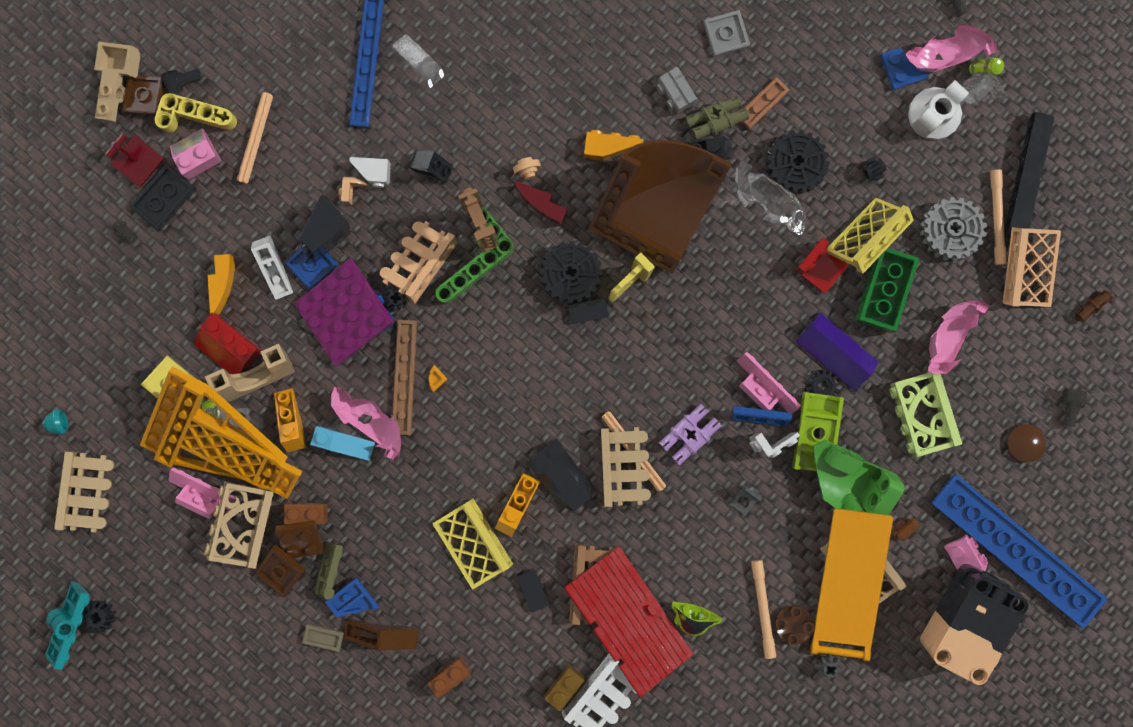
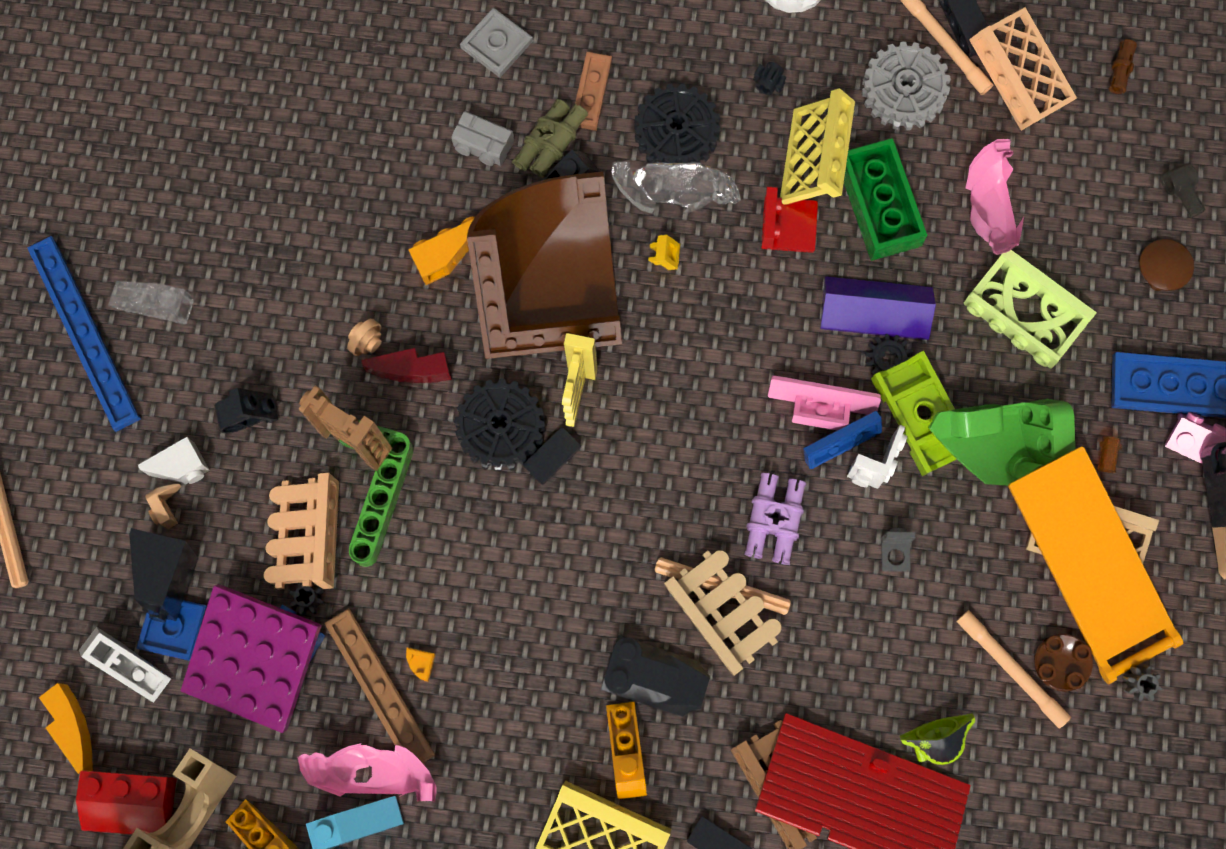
camera: 30 degrees left, 10 degrees down
(737, 235) = (666, 252): none -> yellow tile

